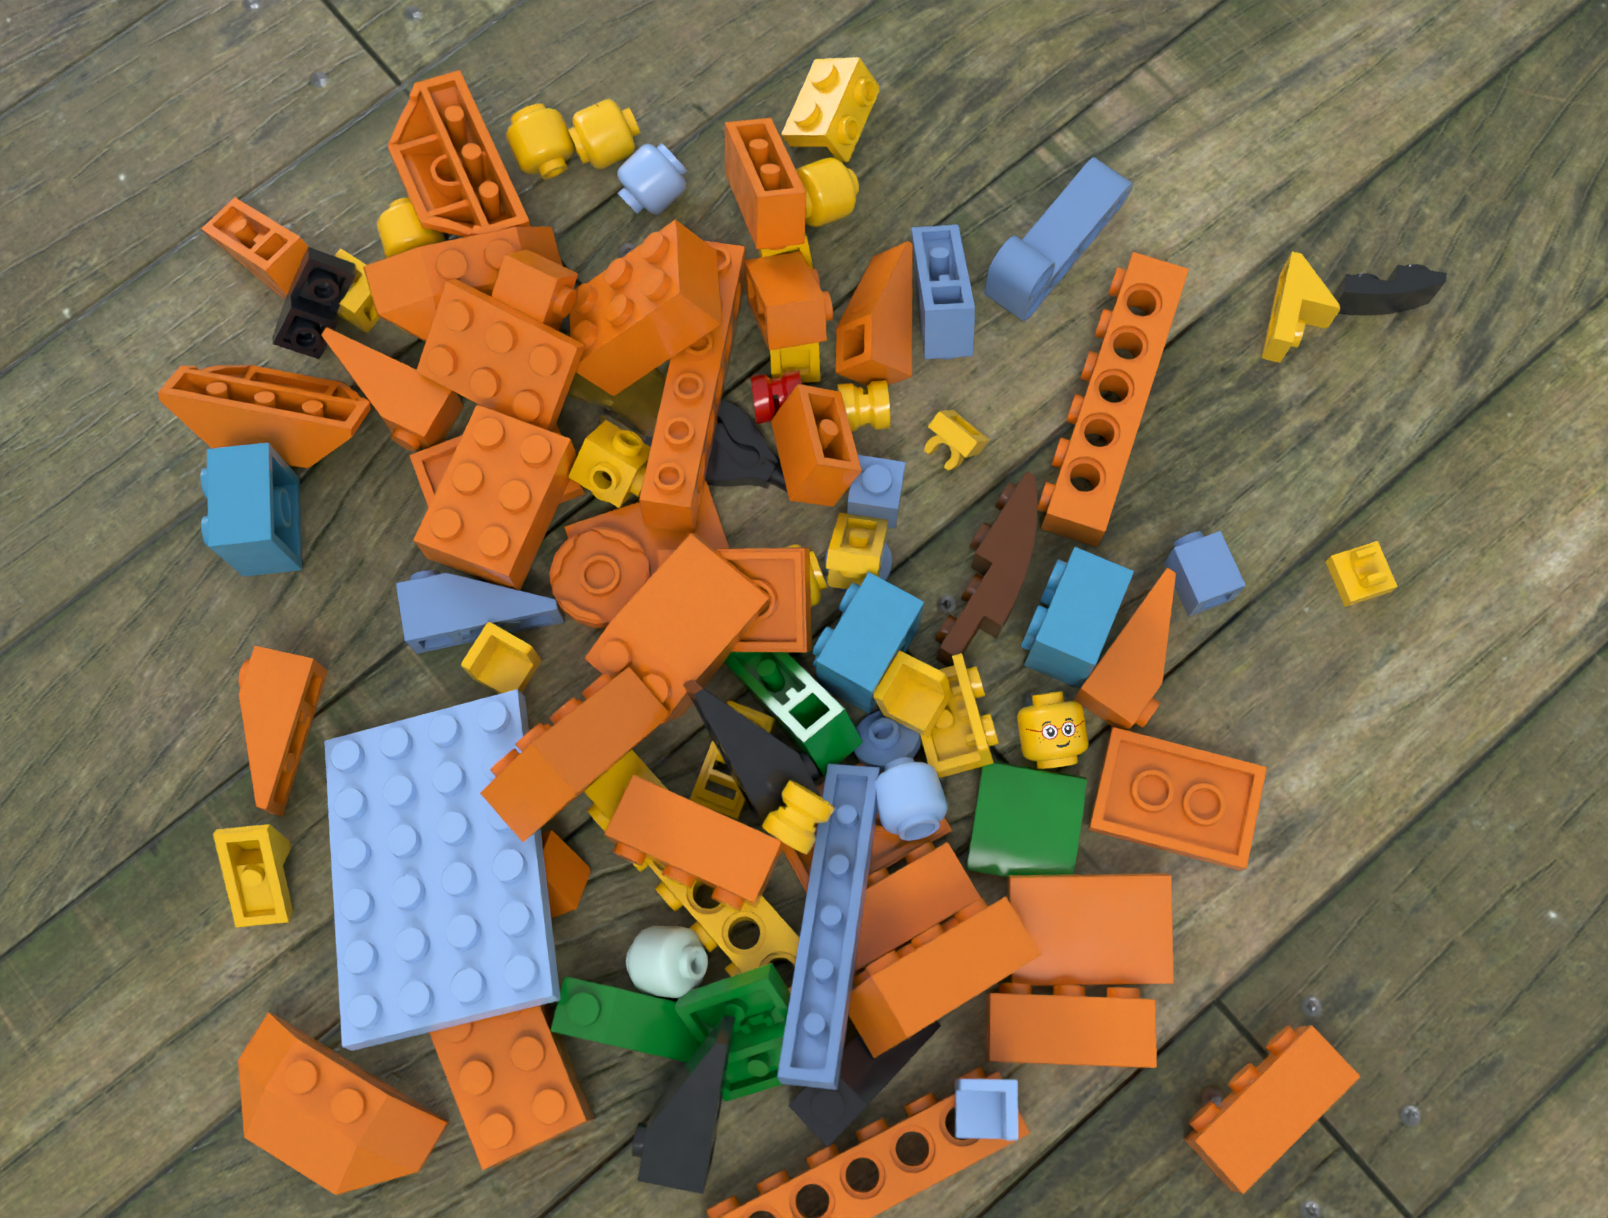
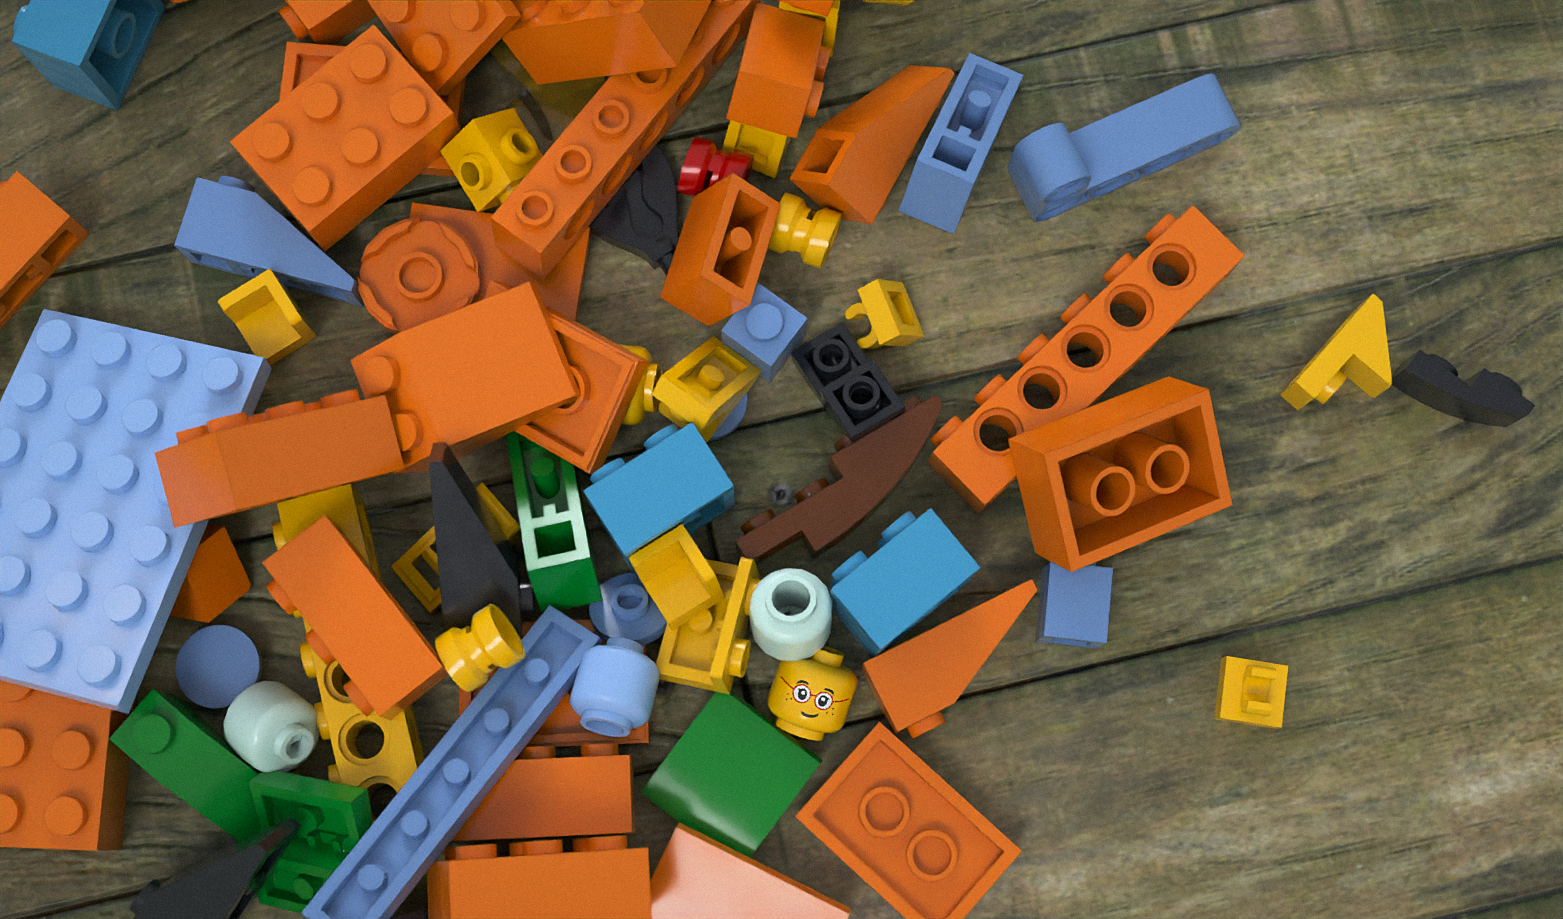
camera: 20 degrees right, 5 degrees up
(598, 939) = (217, 665): none -> medium blue piece
(954, 498) = (847, 382): none -> black slope
(1011, 678) = (791, 614): none -> light aqua head
(1189, 459) = (1120, 472): none -> orange brick

